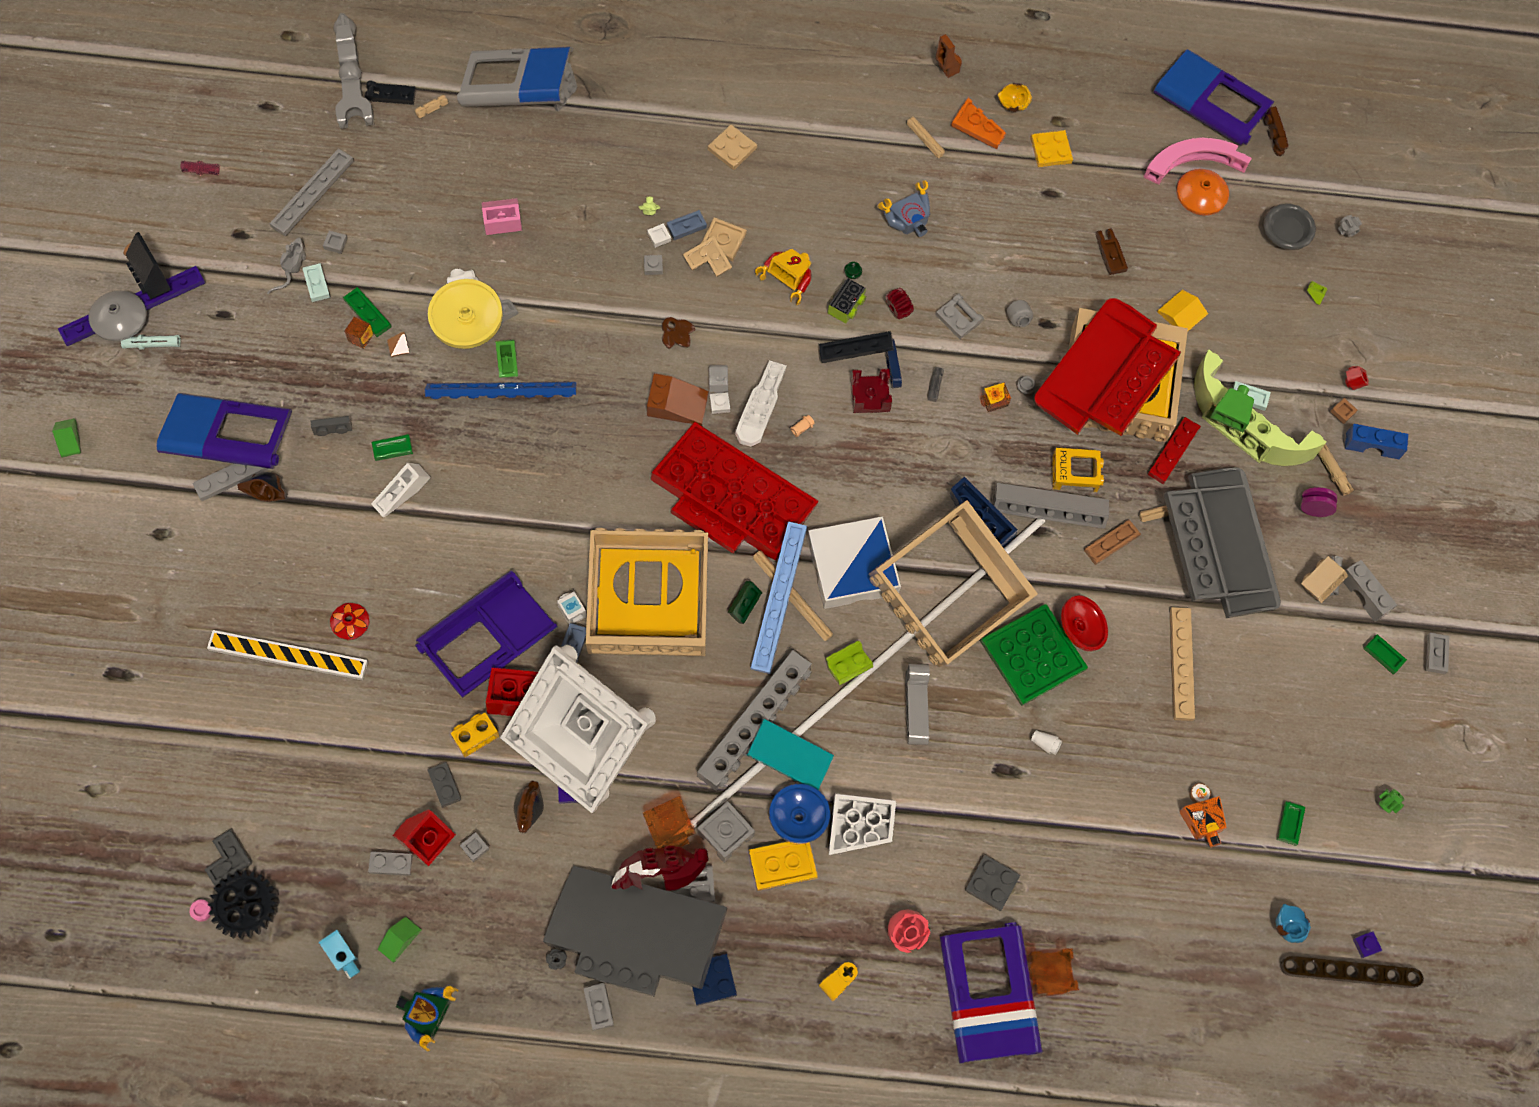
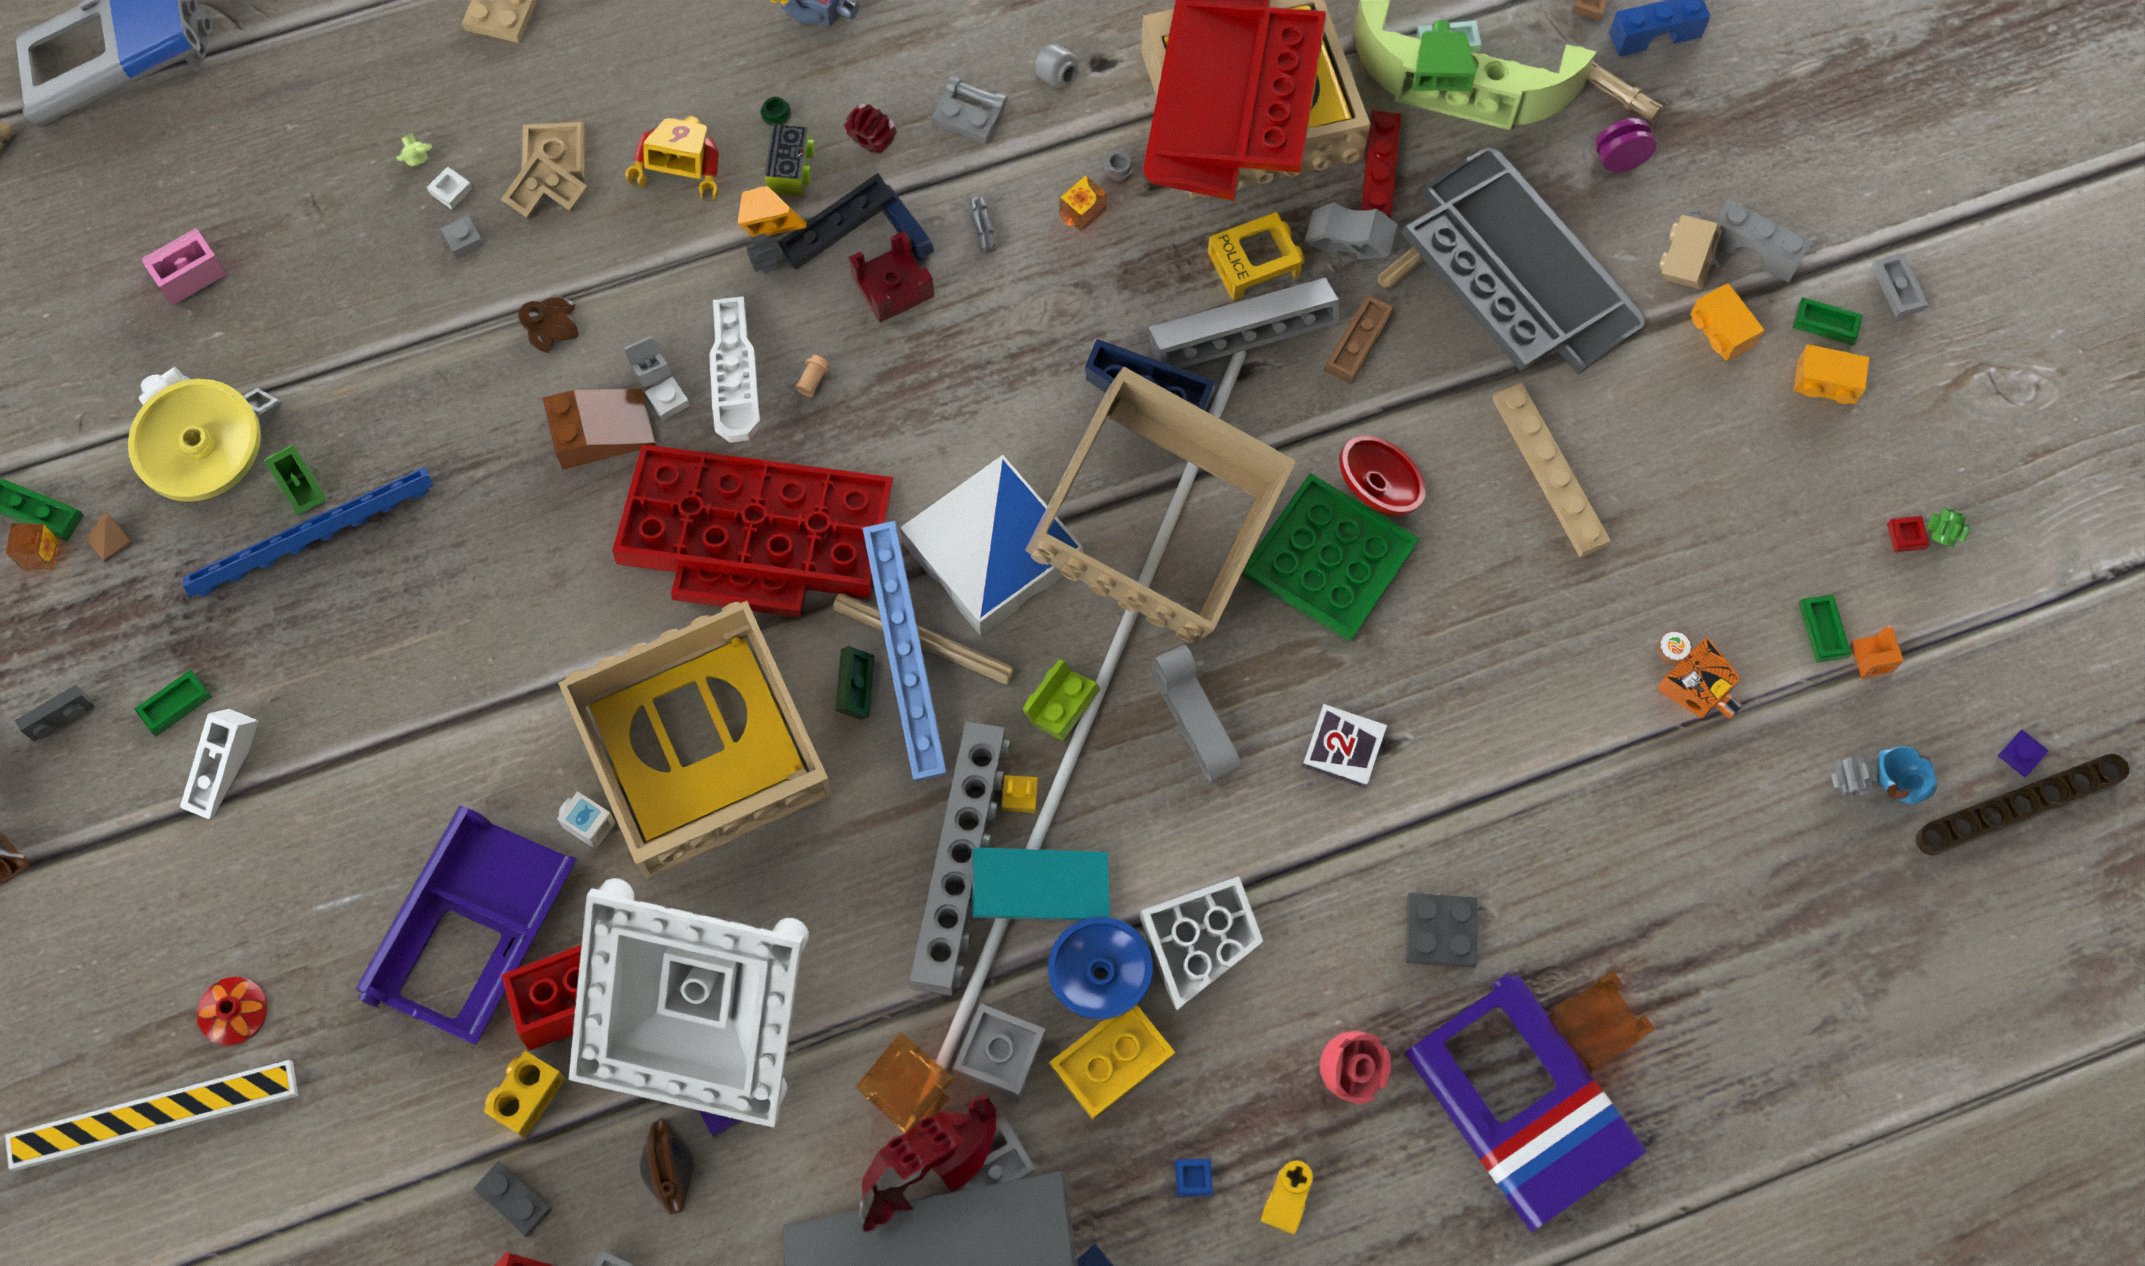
camera: 20 degrees left, 0 degrees up
(575, 637) = (613, 862): sand blue plate -> none
(686, 225) = (485, 154): sand blue plate -> none
(795, 946) = (1193, 1178): none -> blue tile
(803, 702) = (1019, 794): none -> yellow tile
(809, 347) = (764, 253): none -> dark grey gear
(820, 325) = (767, 213): none -> light orange slope
(990, 760) = (1344, 746): none -> tile
(1047, 742) = (1415, 678): white cone -> none
(1141, 482) = (1351, 231): none -> light grey brick
(1262, 911) = (1854, 777): none -> light grey gear
(1312, 851) = (1877, 653): none -> orange panel
(1325, 628) = (1726, 322): none -> light orange brick
(1367, 794) = (1908, 534): none -> red tile
(1370, 685) = (1831, 374): none -> light orange brick

